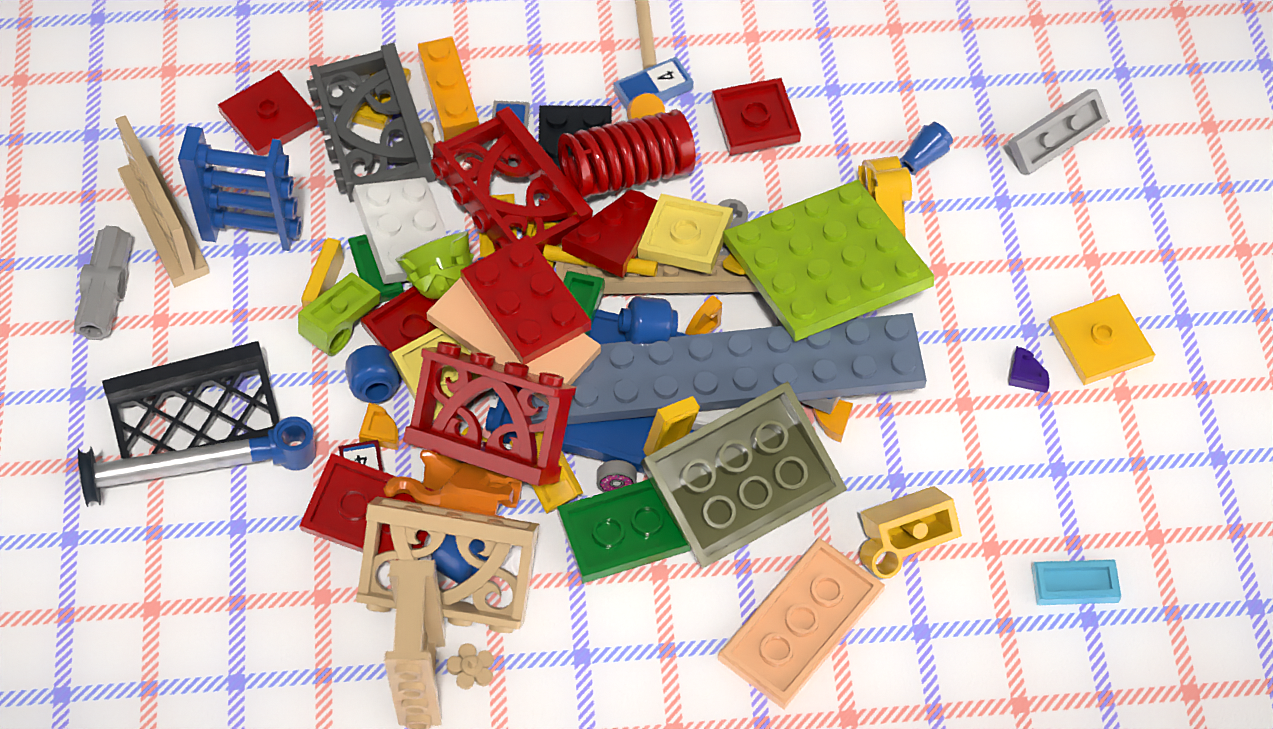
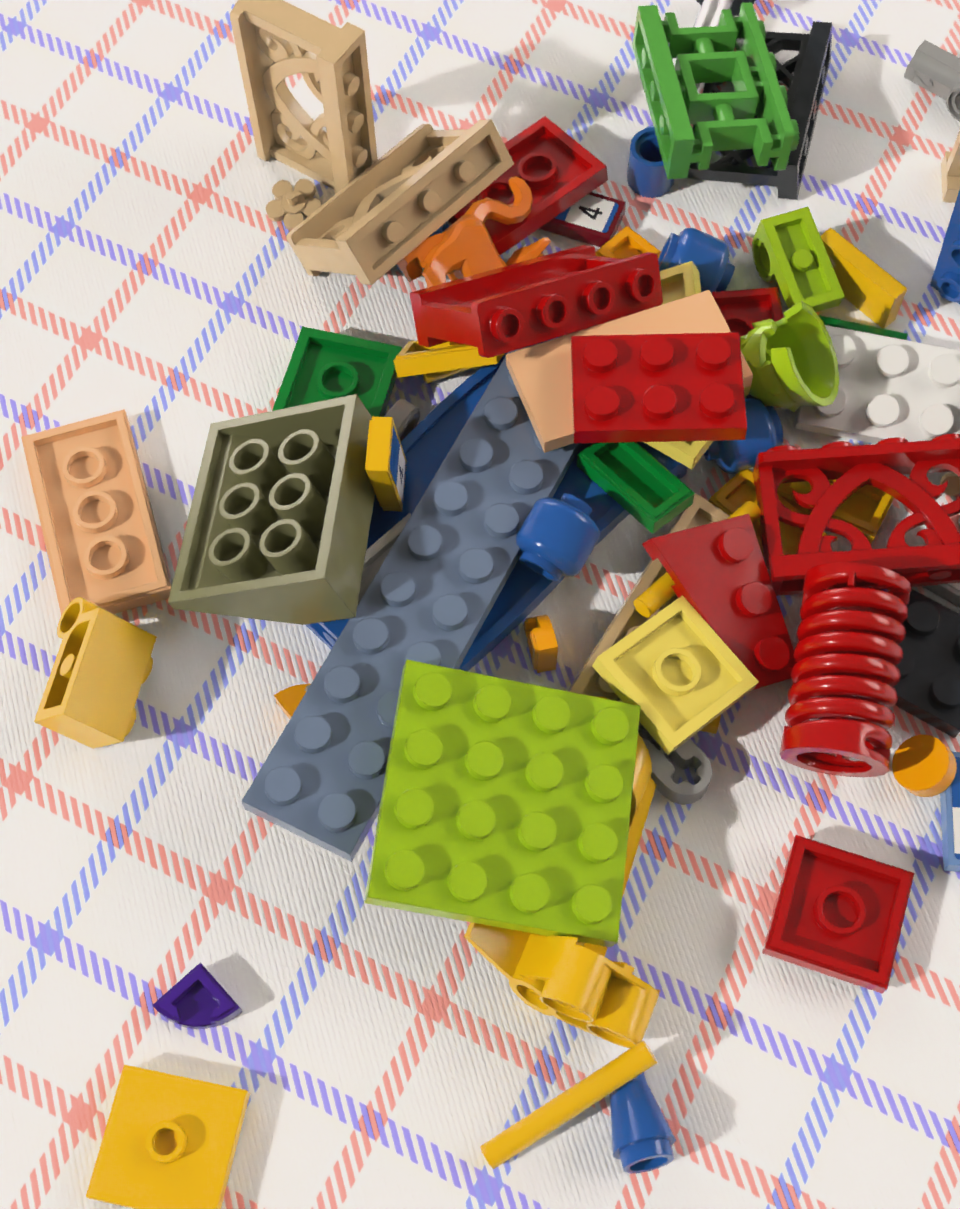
camera: 125 degrees right, 5 degrees up
(240, 438) = (720, 118): none -> bright green fence
(943, 176) = (568, 1104): none -> yellow bar

